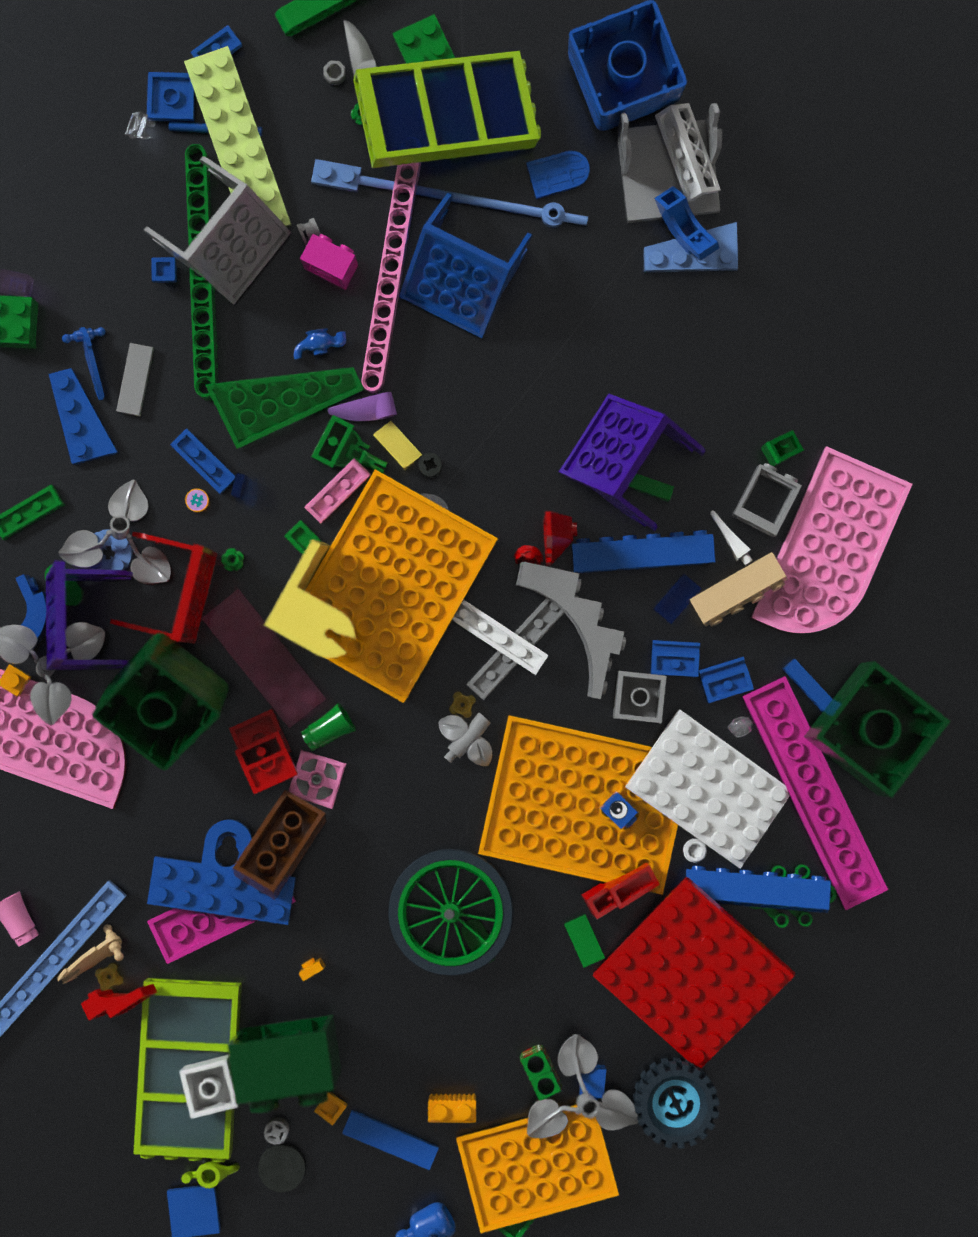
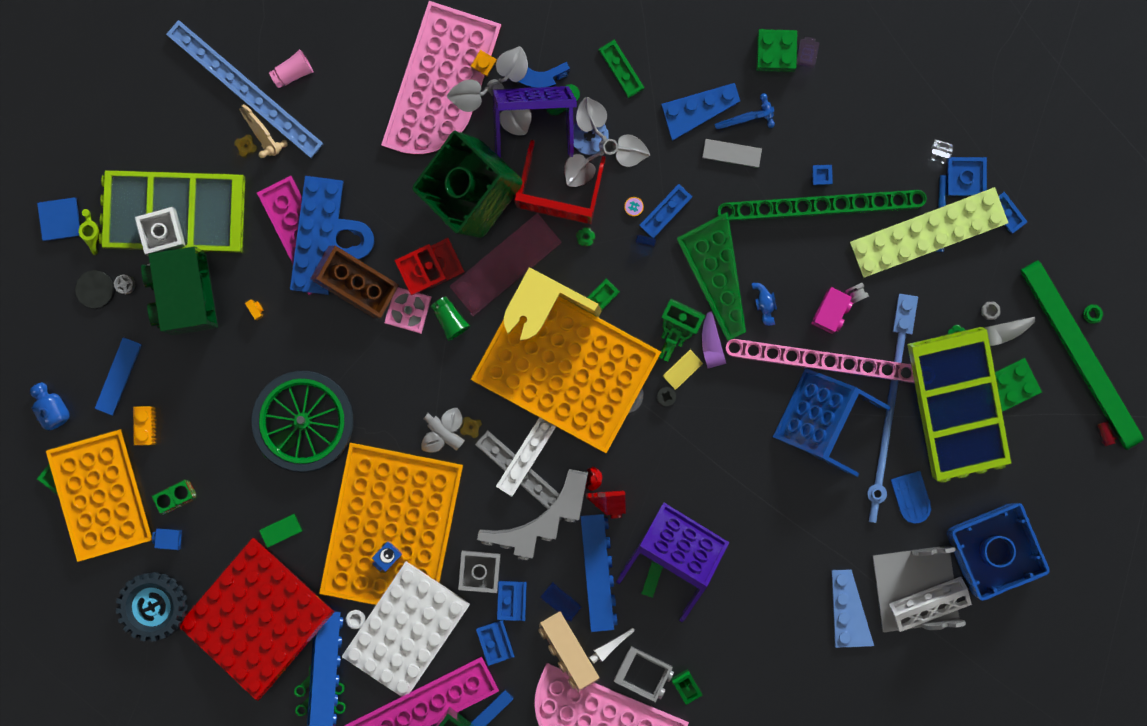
camera: 90 degrees right, 0 degrees up
(114, 1004) = (224, 152): red slope -> none
(234, 241) = (843, 233): light grey piece -> none
(331, 1108) = (142, 327): light orange plate -> none
(337, 490) = (643, 321): bright pink tile -> none
(612, 1113) = (142, 555): light grey plant -> none
(620, 891) = (321, 558): red slope -> none
(684, 225) = (868, 602): blue arch -> none
(740, 726) = (457, 655): clear plate -> none

